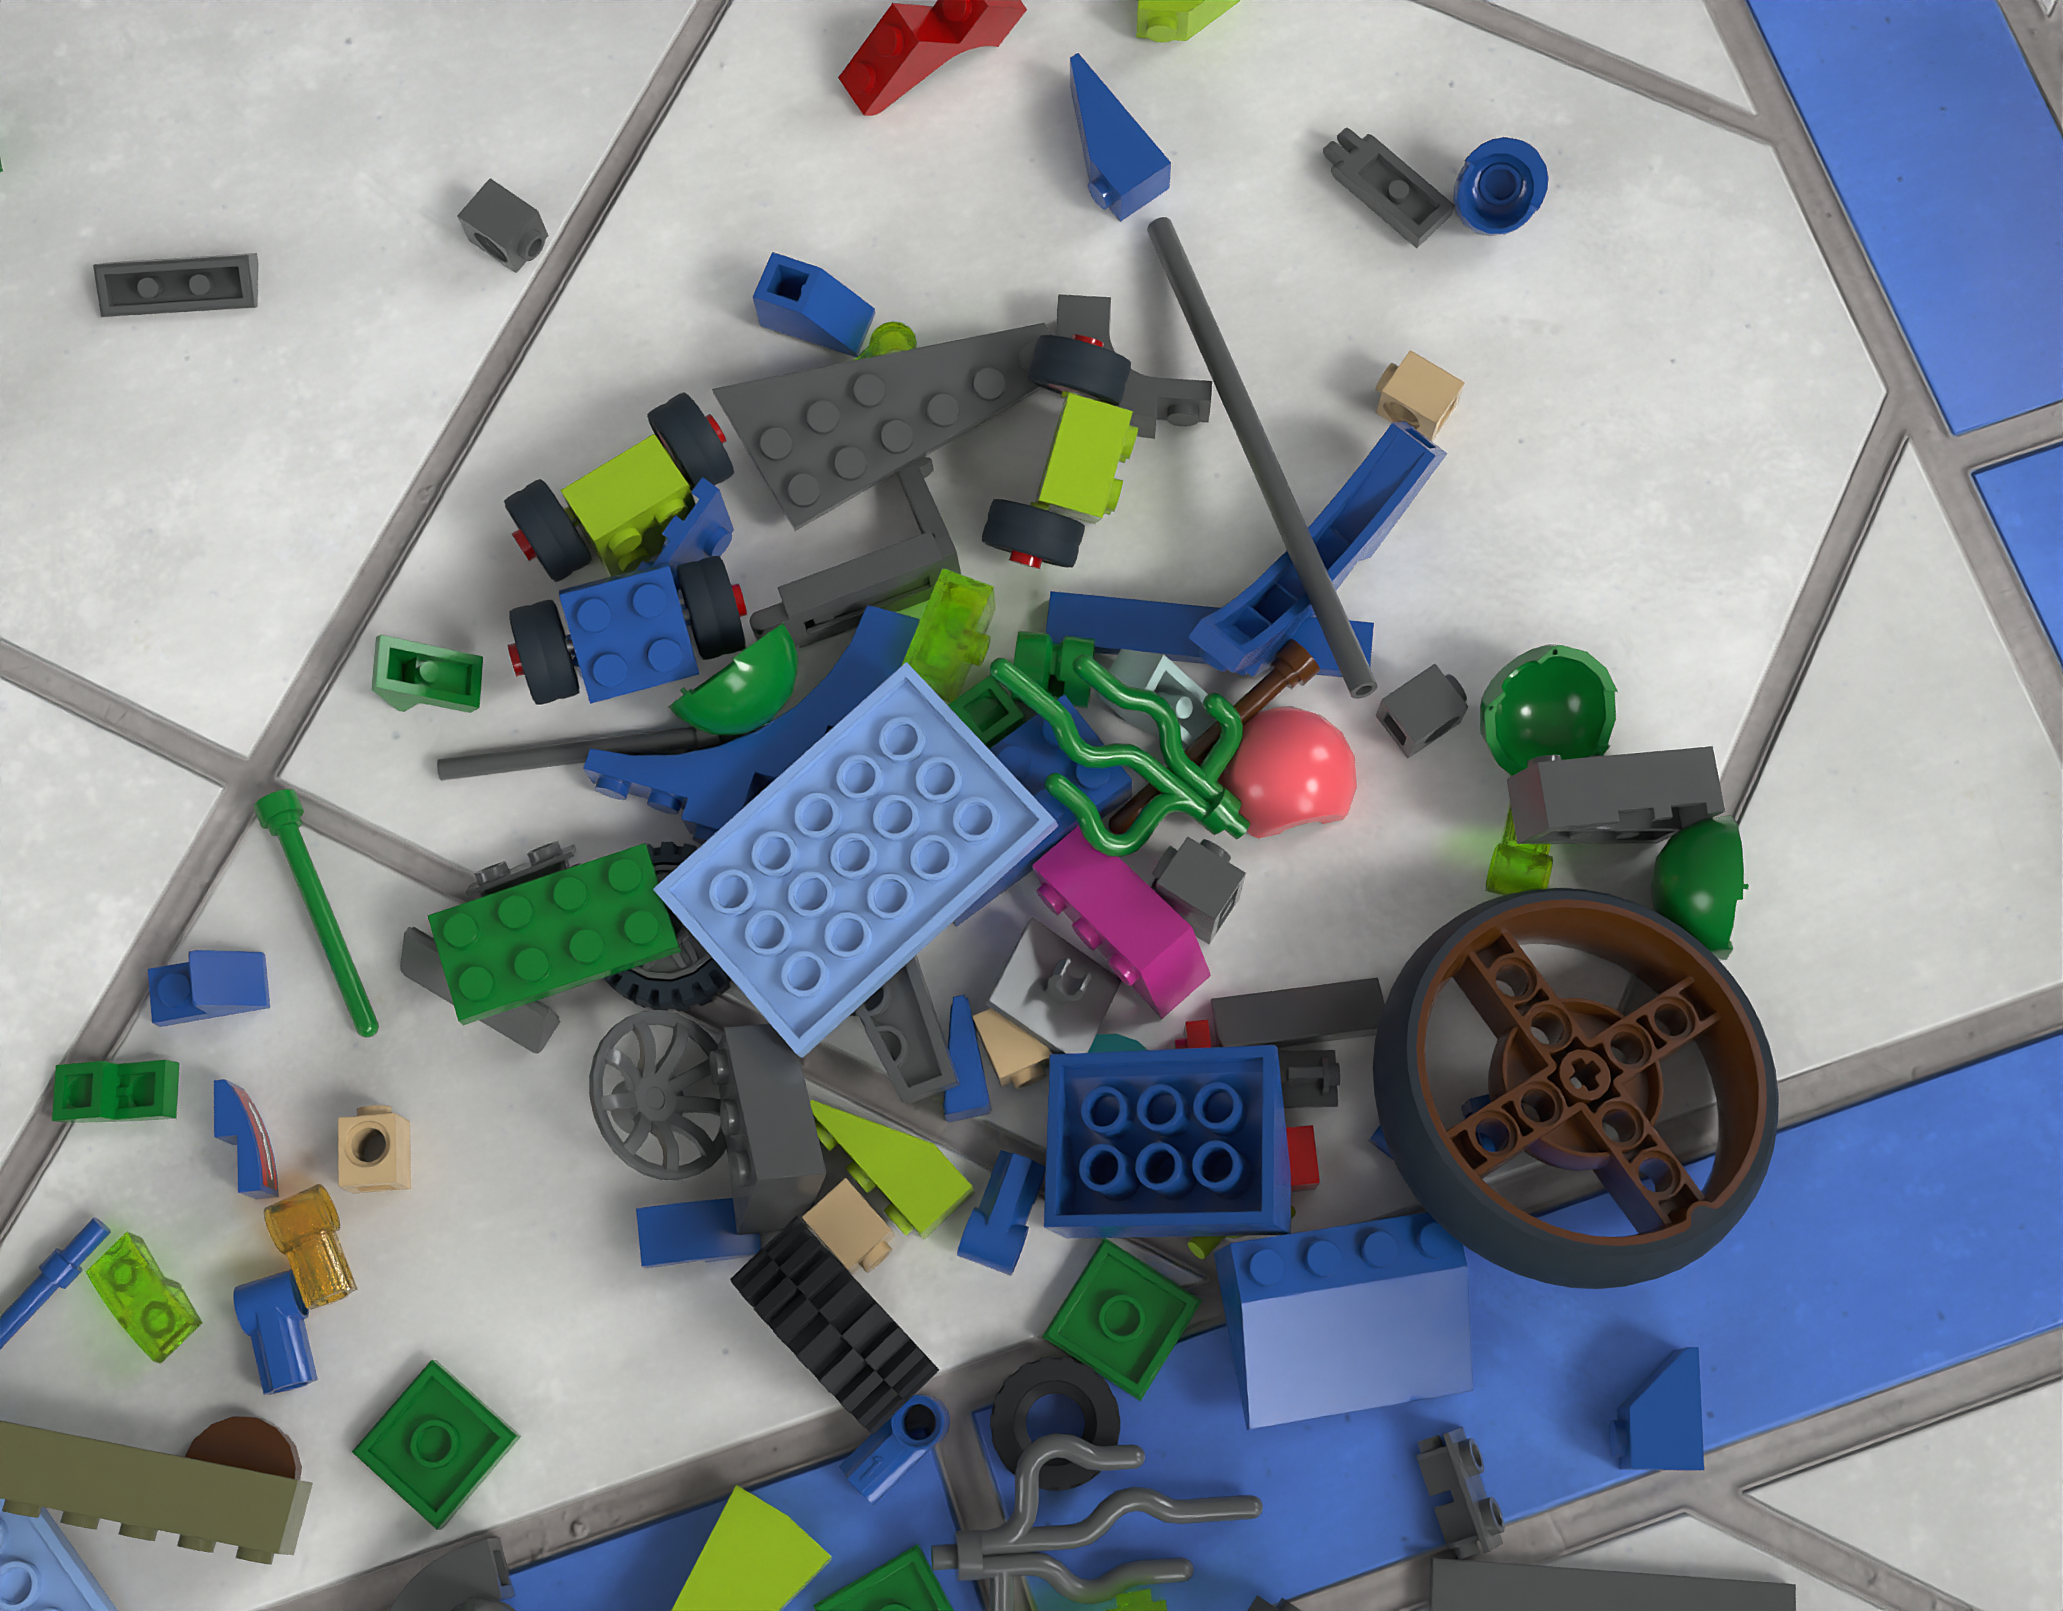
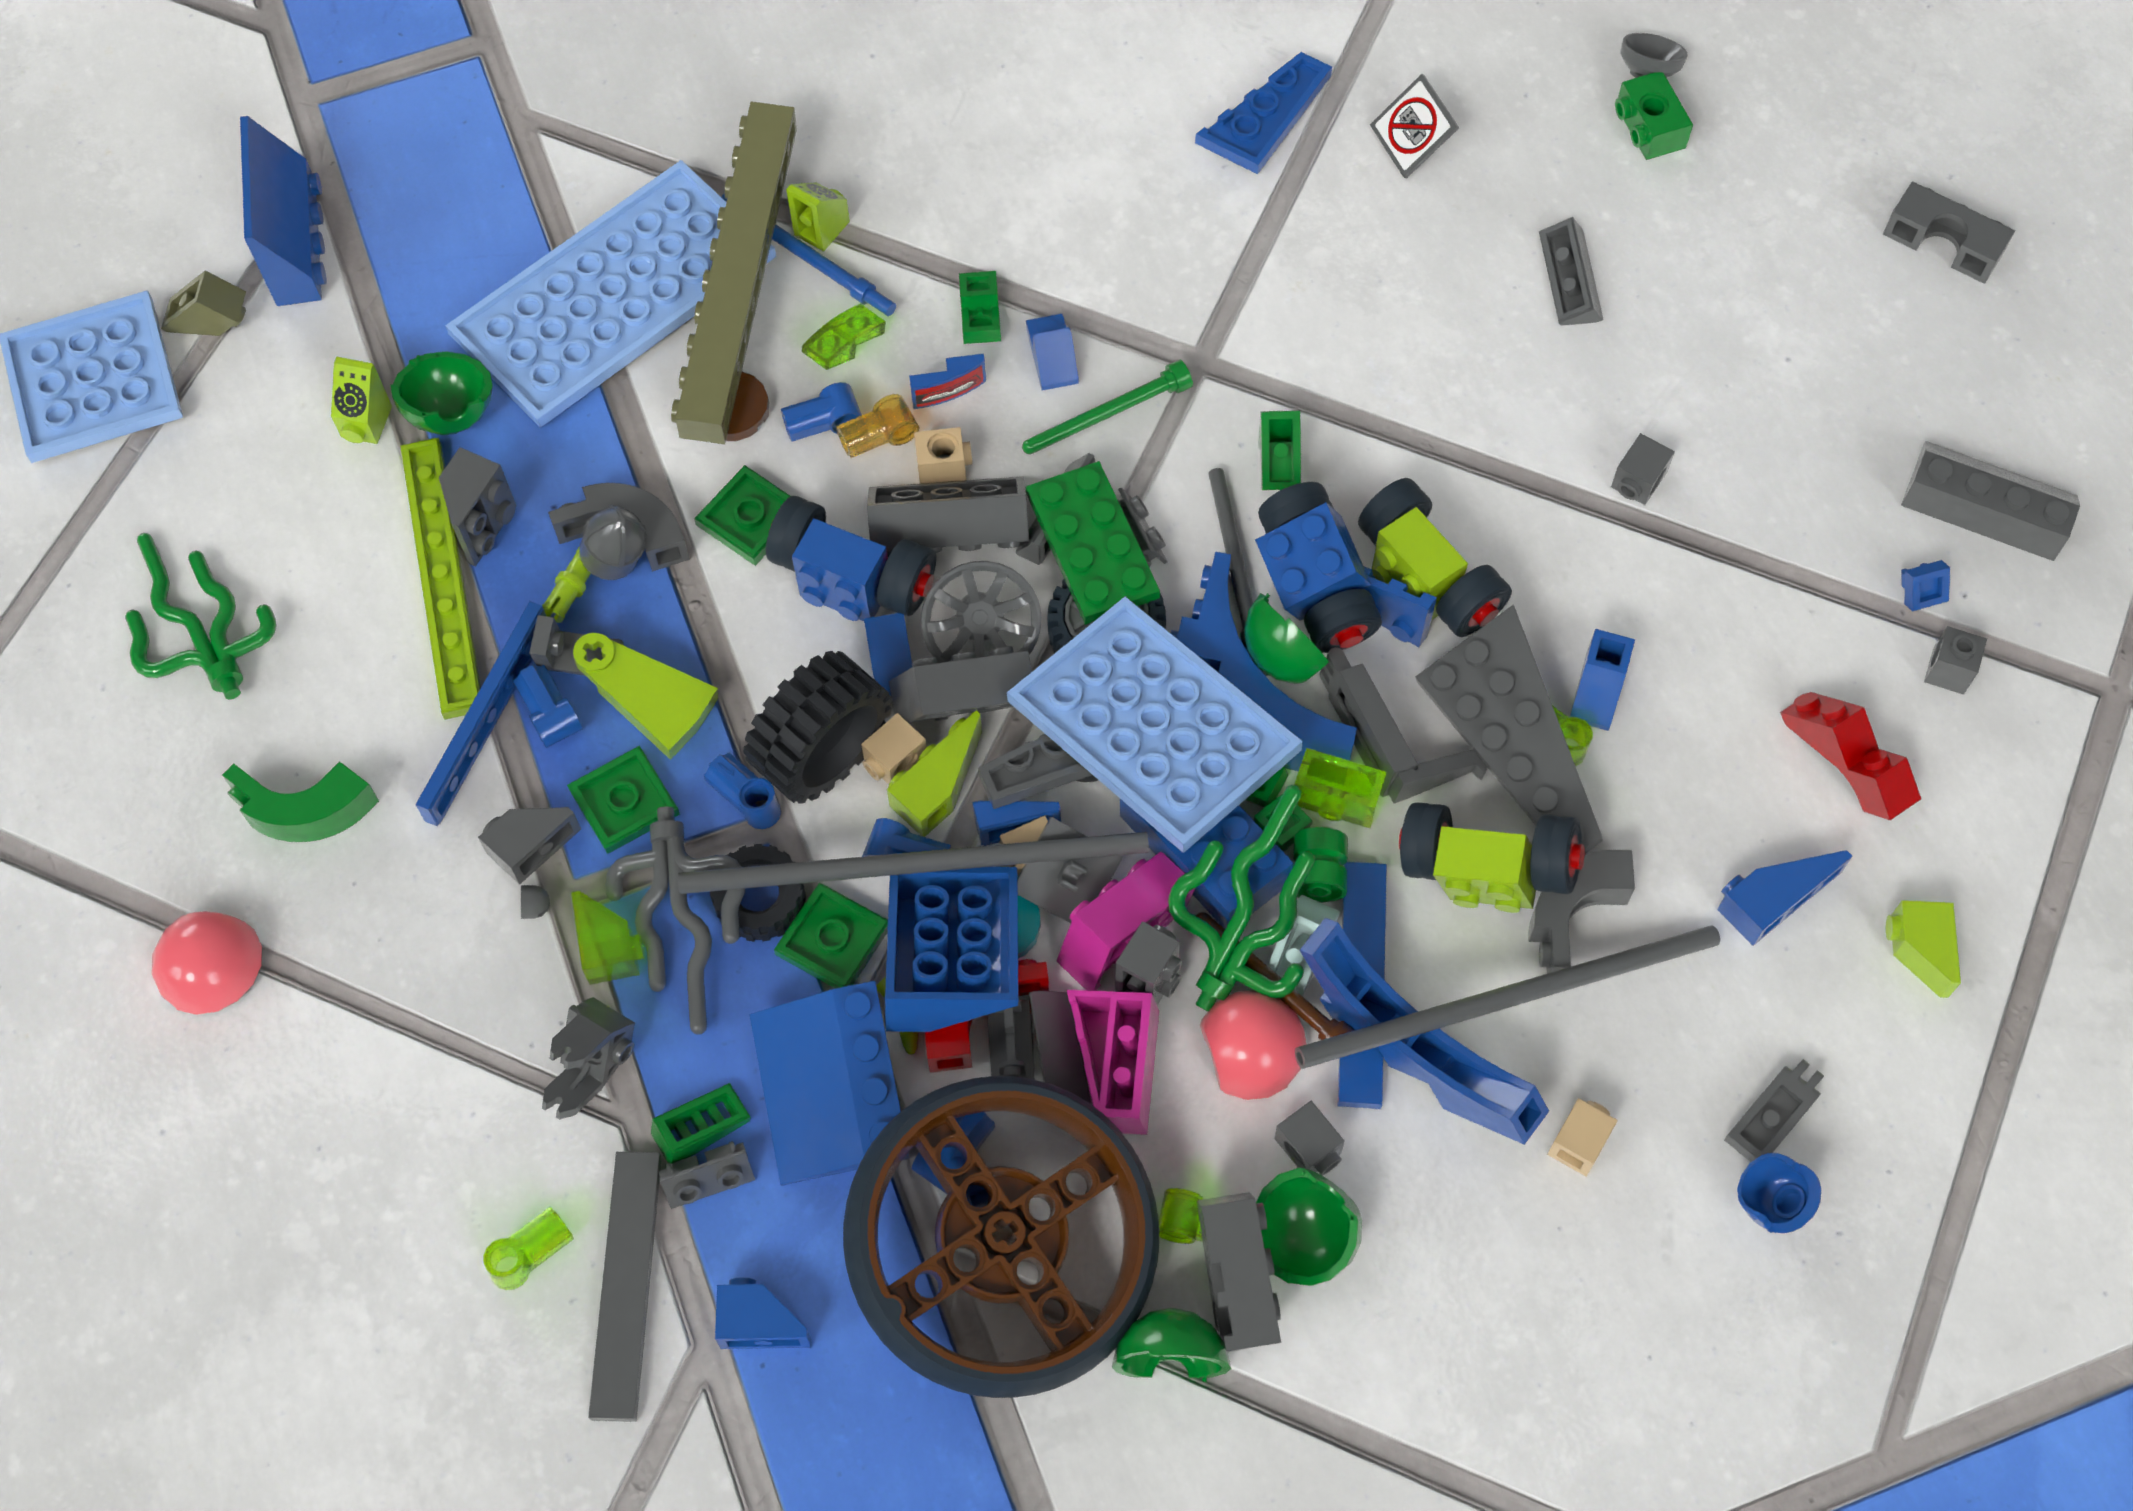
camera: 85 degrees right, 10 degrees down
(472, 1144) = (950, 514): none -> dark grey slope
(559, 1295) = (846, 569): none -> brick
(1049, 1205) = (913, 862): none -> dark grey piece
(1315, 935) = (1118, 1053): none -> dark pink wedge
(1416, 1549) = (705, 1136): none -> green slope

